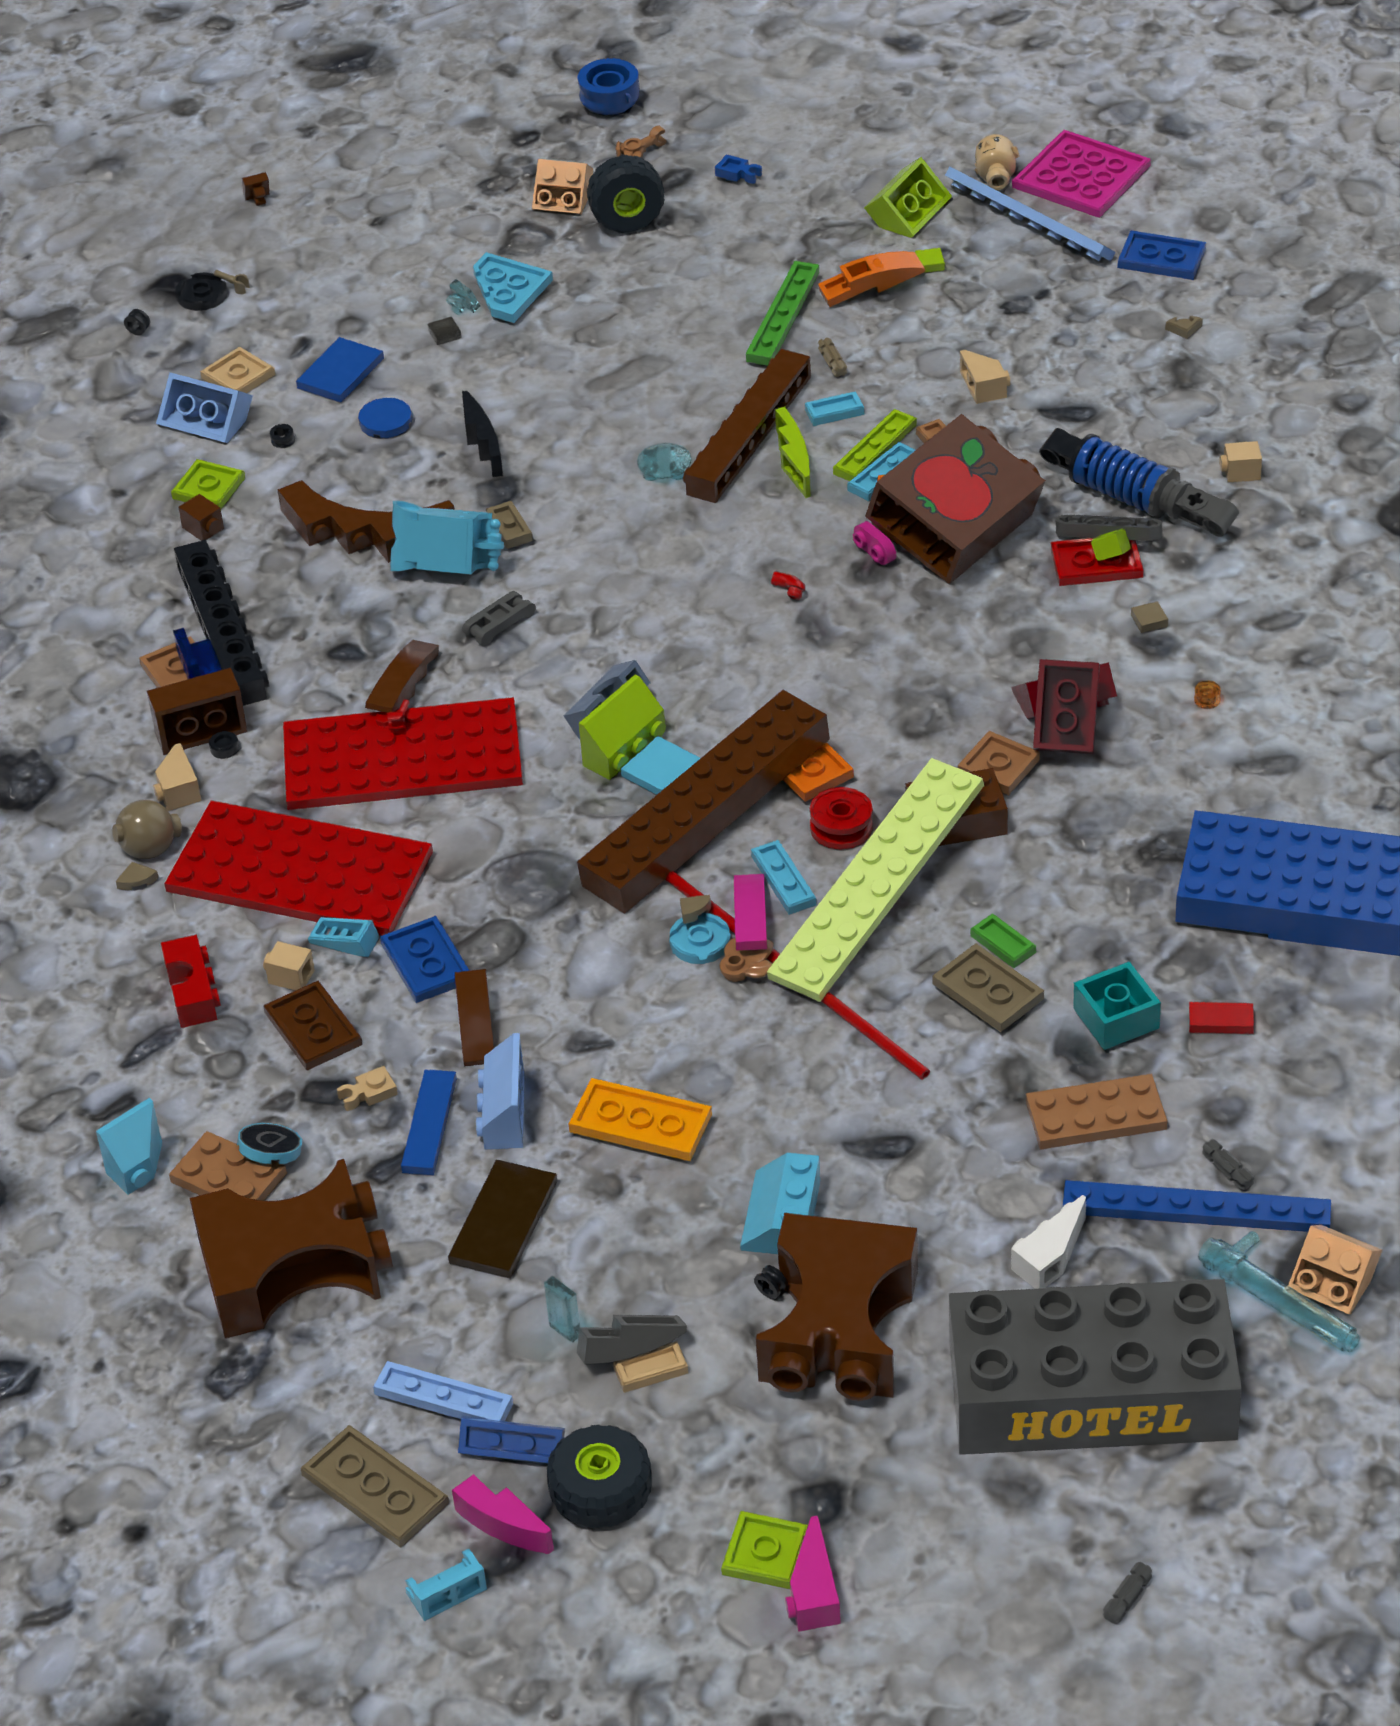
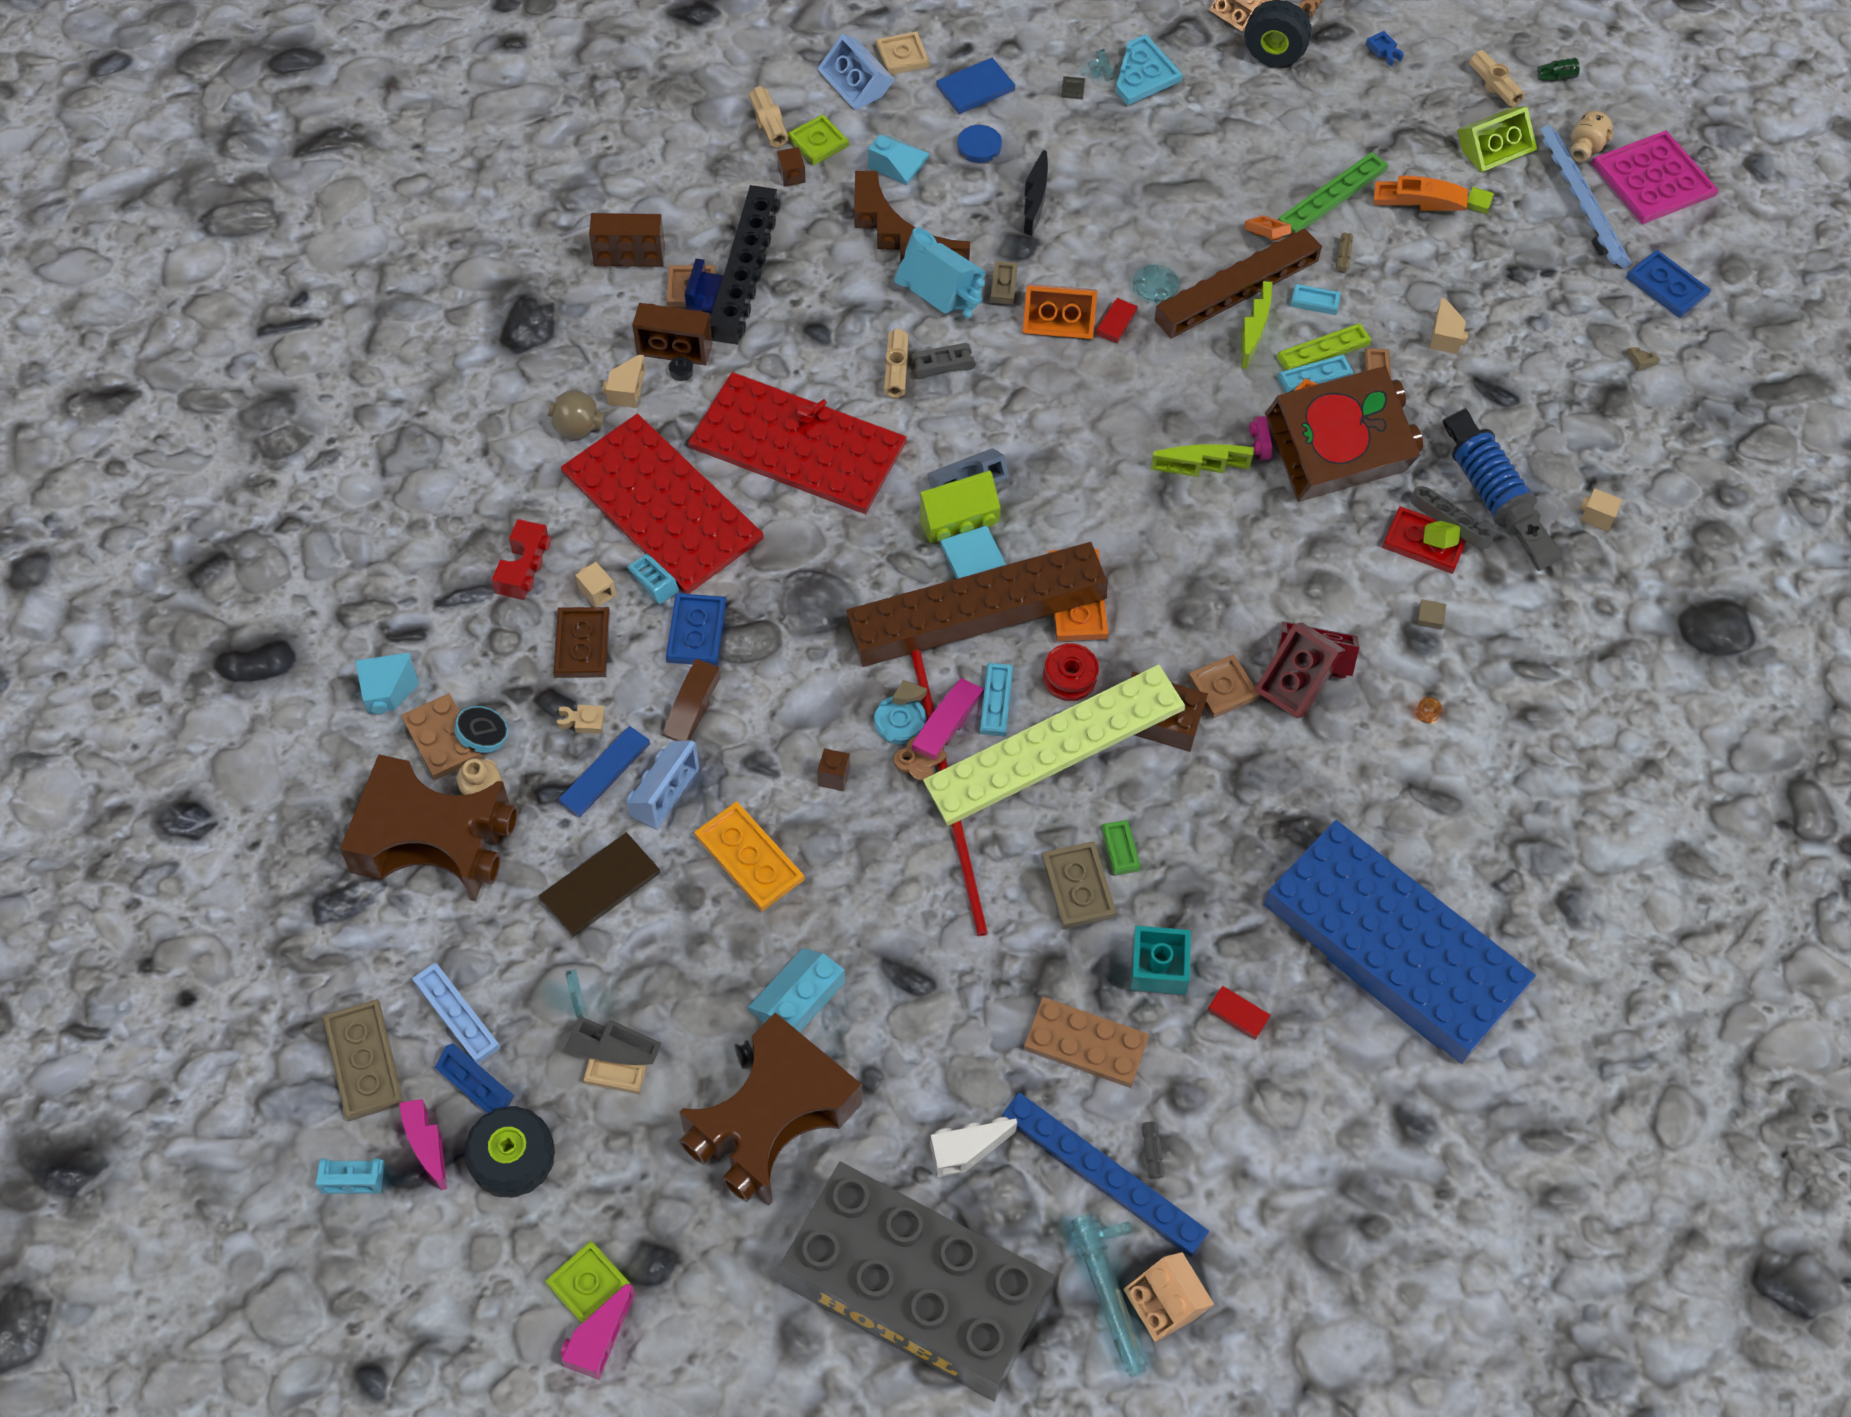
camera: 25 degrees right, 15 degrees up
(78, 650) = (627, 239): none -> reddish brown brick
(135, 876) = (547, 449): dark tan tile -> none
(139, 484) = (768, 117): none -> tan piece
(282, 430) = (896, 129): black bush -> none
(304, 1173) = (477, 775): none -> tan piece
(308, 463) = (895, 158): none -> medium azure slope
(401, 676) = (837, 376): reddish brown slope -> none
(453, 639) = (896, 363): none -> tan piece
(586, 523) = (1060, 311): none -> orange slope
(650, 509) = (1116, 320): none -> red tile
(669, 1005) = (833, 769): none -> reddish brown brick
(742, 364) = (1268, 227): none -> orange plate
(793, 583) = (1174, 436): red arm -> none
(822, 588) = (1209, 457): none -> lime slope
(868, 151) = (1497, 78): none -> tan piece
(919, 121) = (1553, 70): none -> dark green hinge

